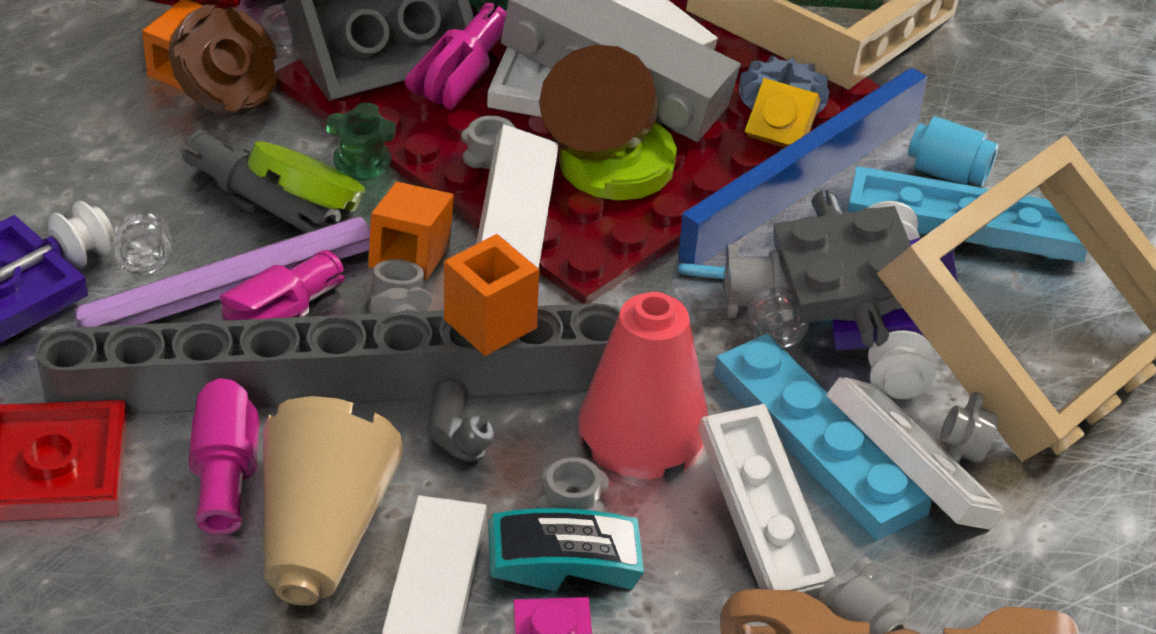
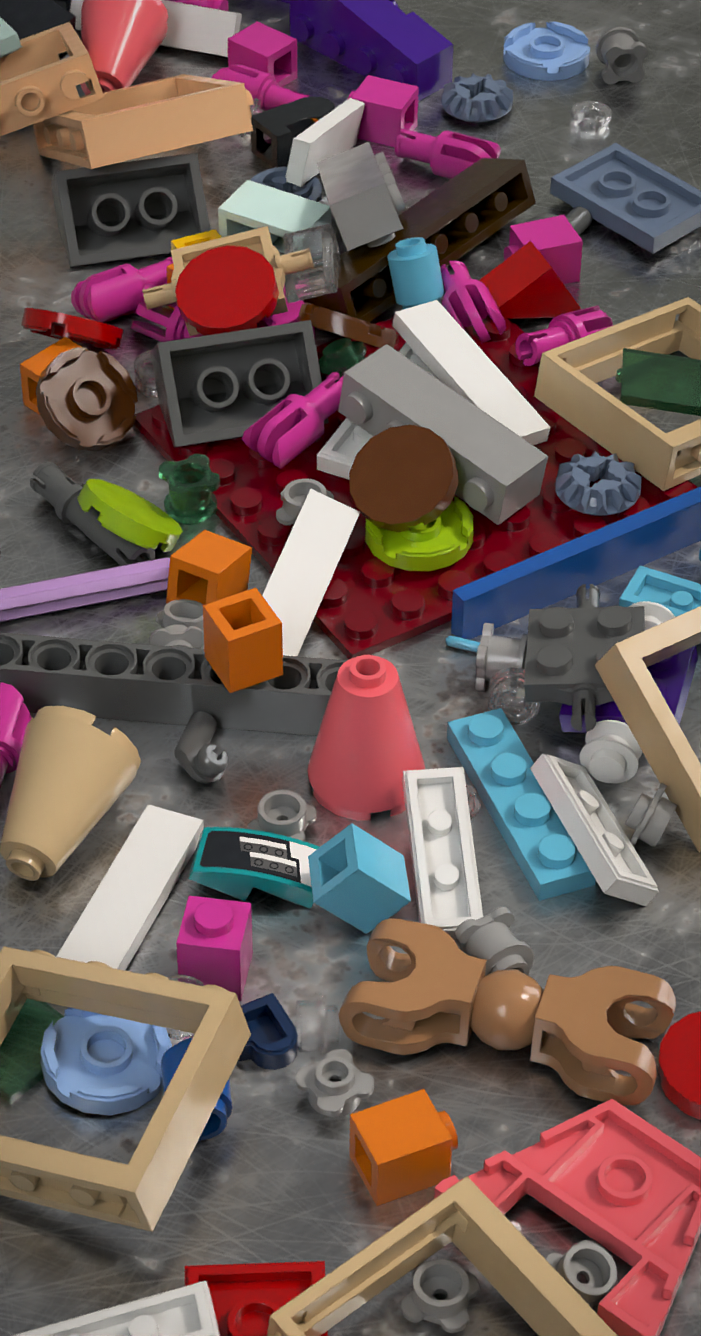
camera: 15 degrees right, 0 degrees up
(283, 291) = (83, 616): dark pink arm -> none
(690, 548) = (359, 878): none -> medium azure brick
(781, 113) = (581, 506): yellow plate -> none

